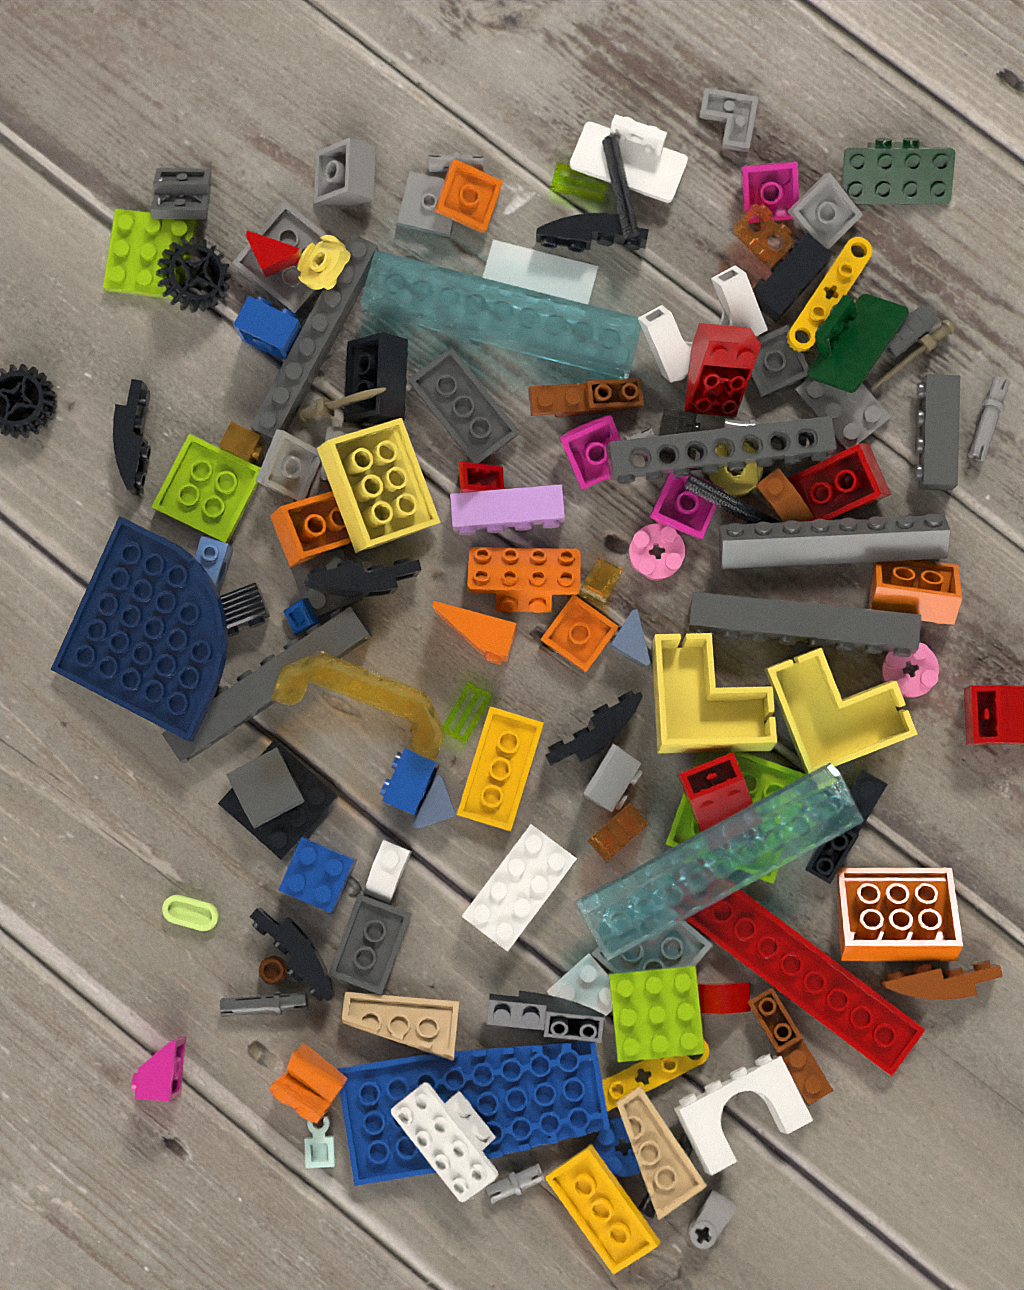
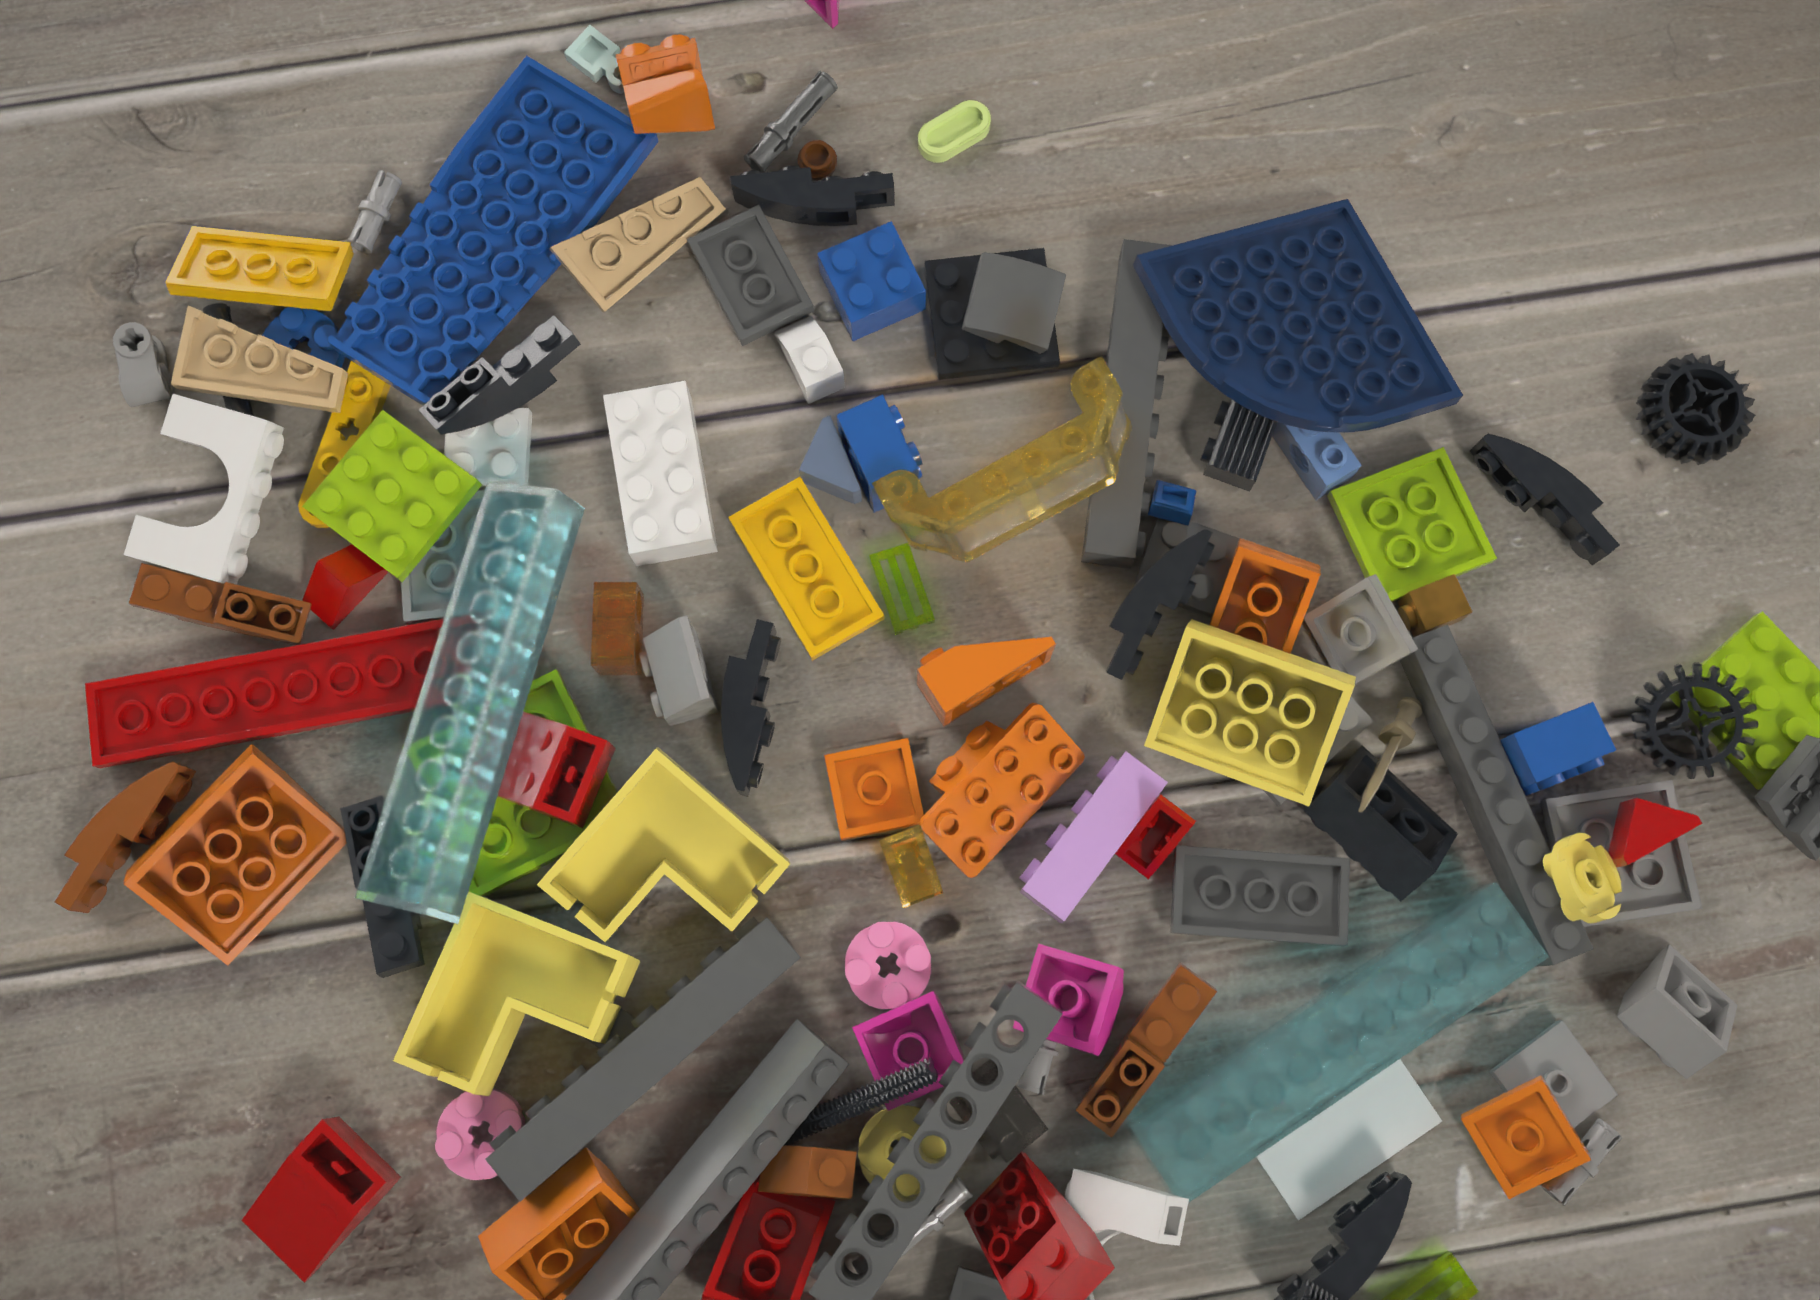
camera: 125 degrees right, 5 degrees down
(449, 1138) = (474, 178): white bracket -> none
(631, 641) = (811, 837): sand blue slope -> none

